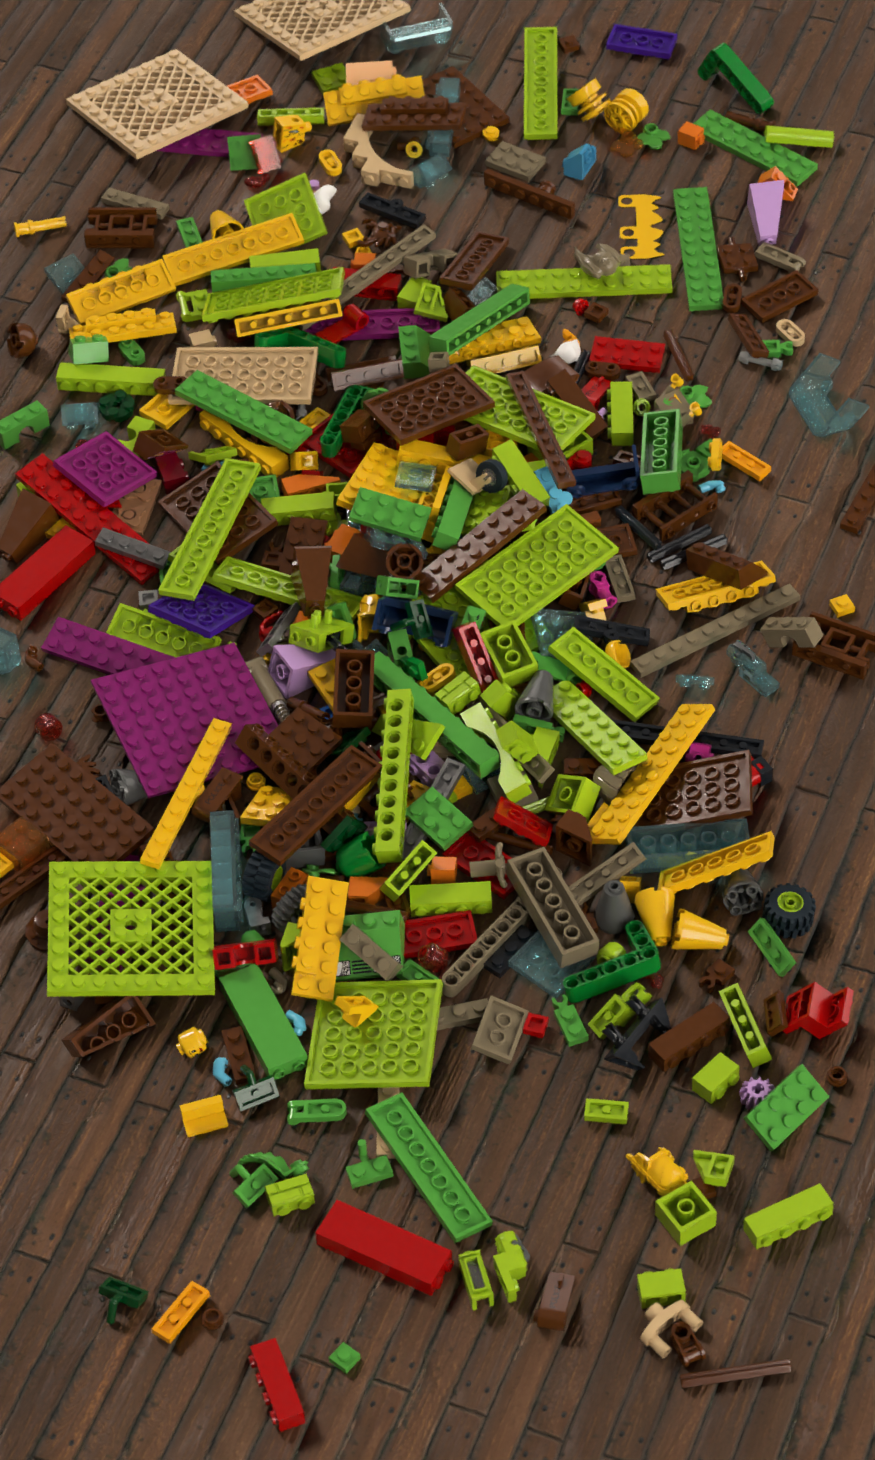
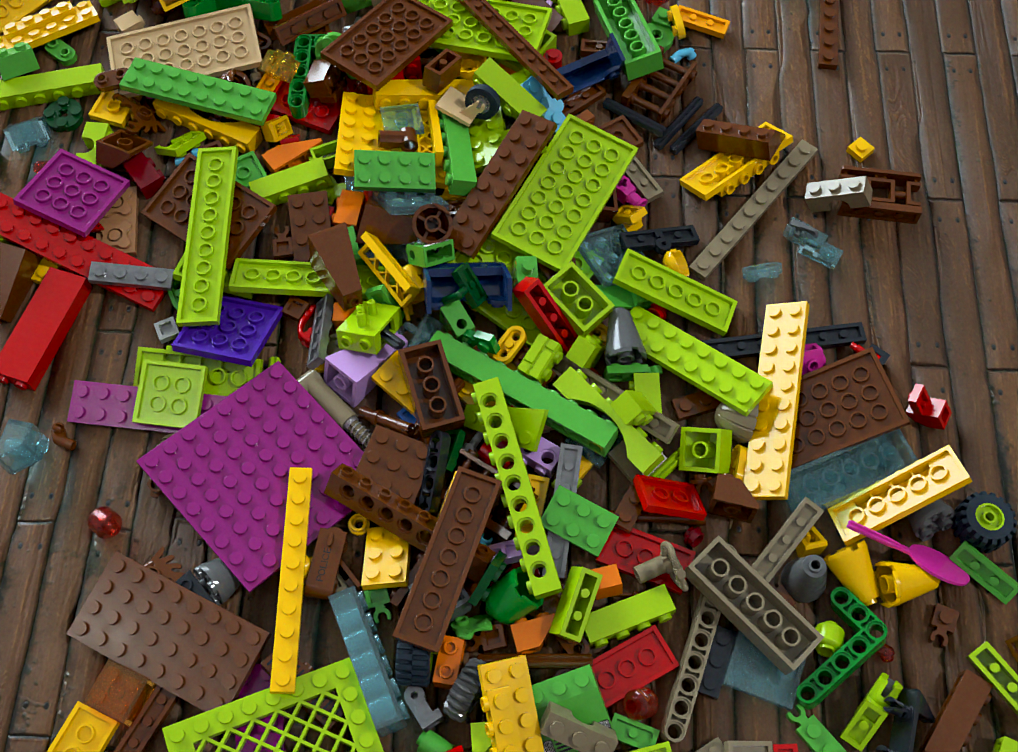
camera: 20 degrees left, 15 degrees up
(134, 642) = (169, 393): none -> lime plate
(186, 421) = (141, 115): none -> reddish brown animal
(324, 406) = (279, 65): none -> clear yellow brick
(334, 746) = (438, 448): none -> black beam
(359, 592) = (392, 268): none -> yellow fence
(408, 491) = (404, 139): none -> reddish brown piece
(722, 921) = (925, 557): none -> dark pink piece
(784, 819) = (927, 410): none -> red brick

